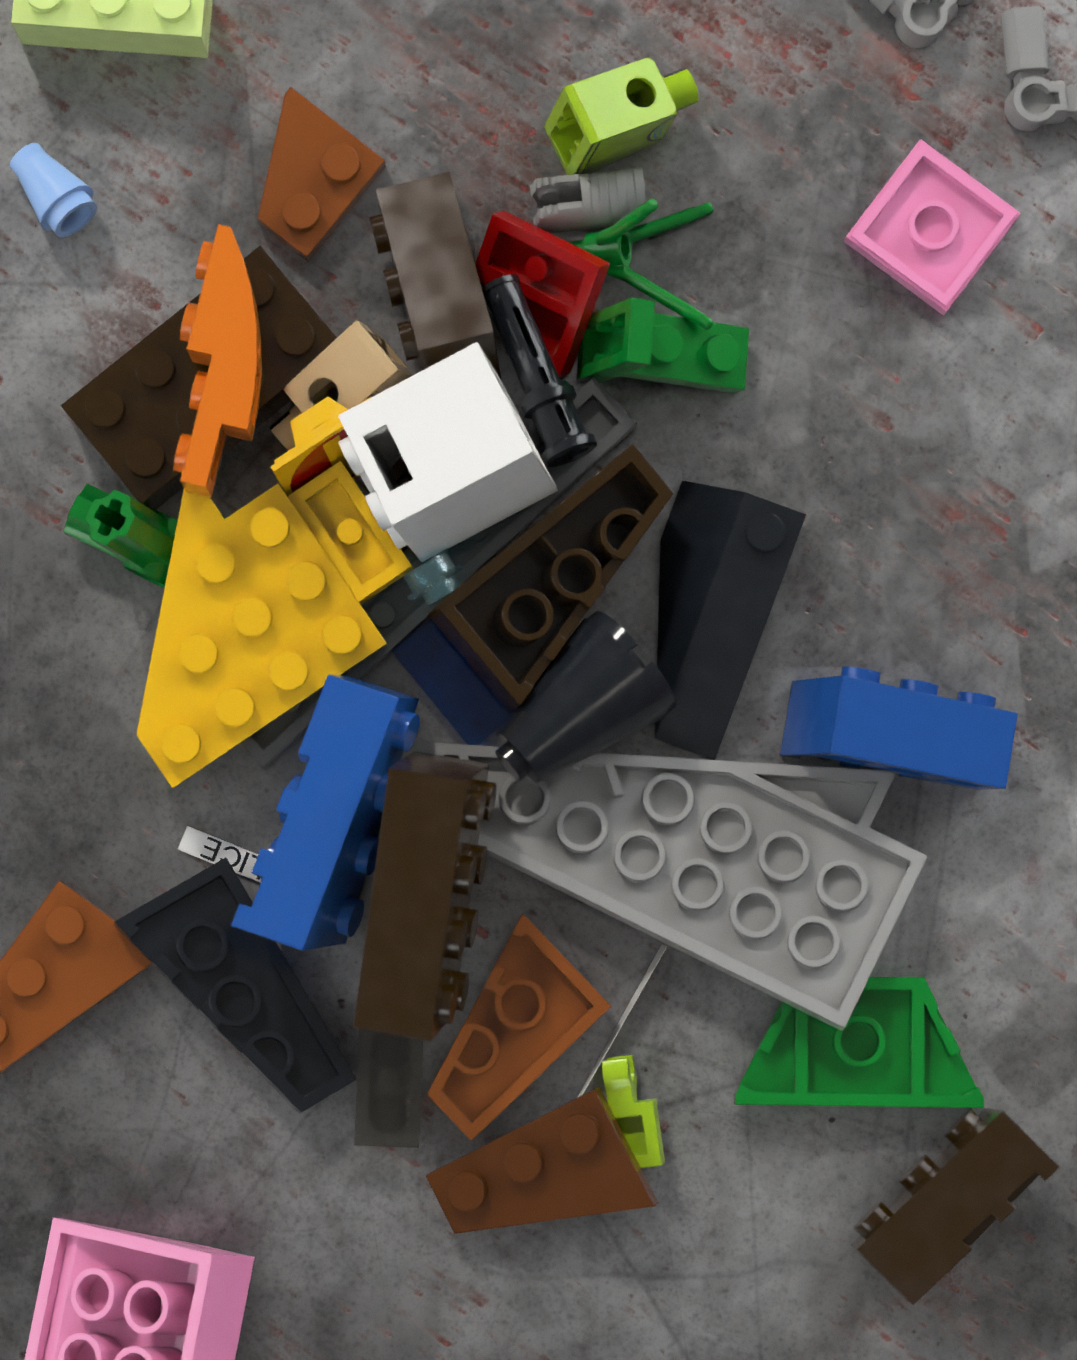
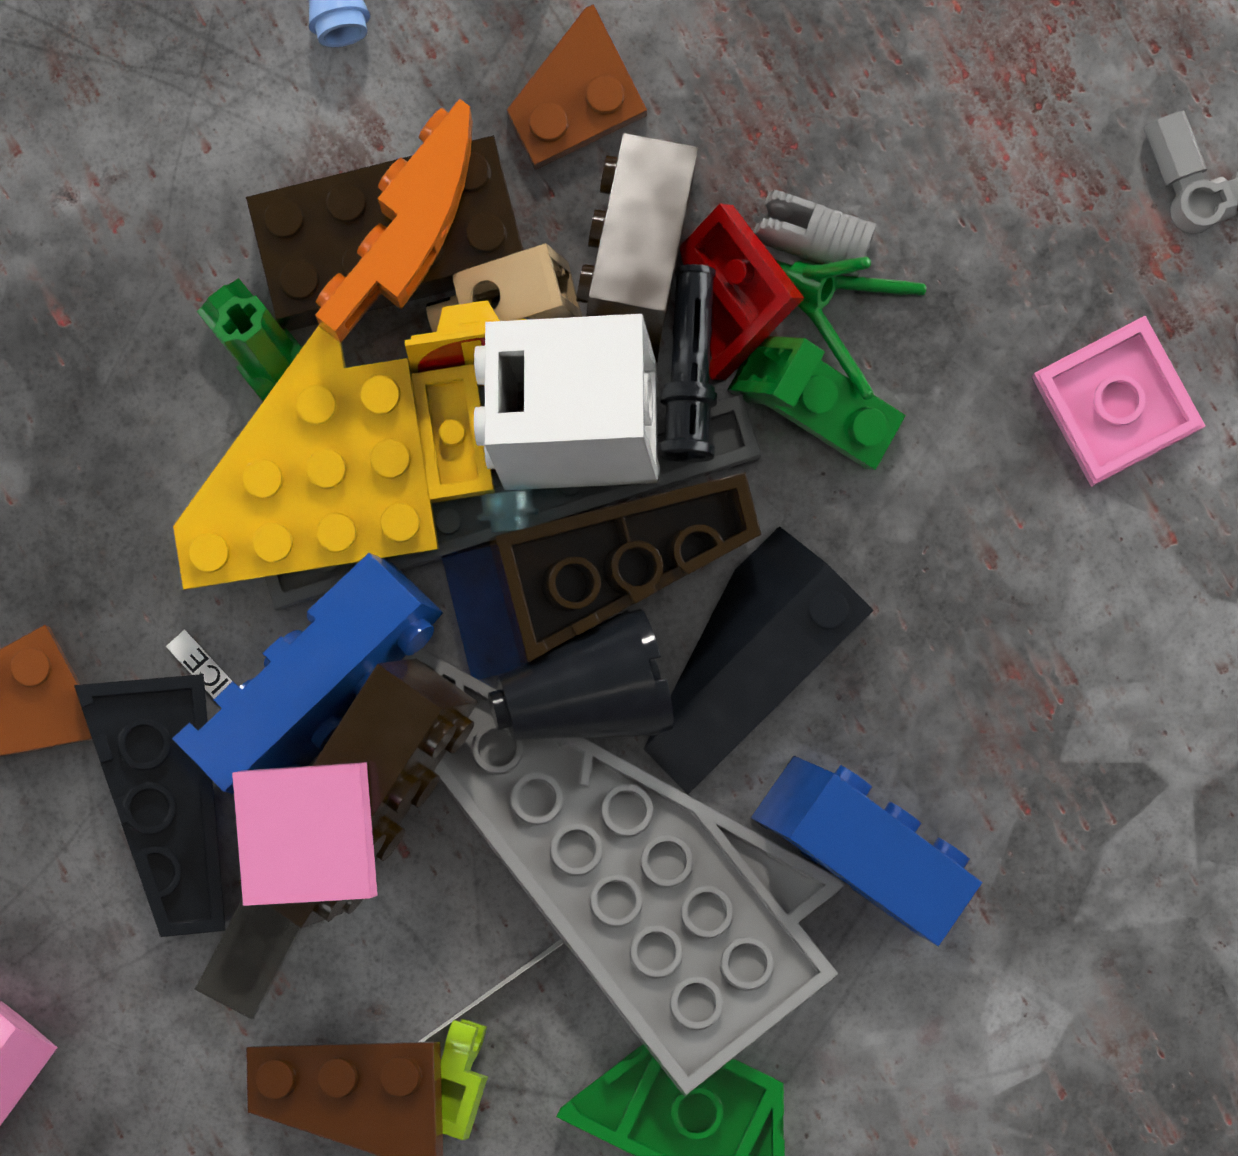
camera: 30 degrees right, 0 degrees up
(395, 953) = (305, 834): none -> bright pink tile
(515, 1031) = (390, 954): dark orange wing -> none
(616, 114) = (876, 165): lime torso -> none

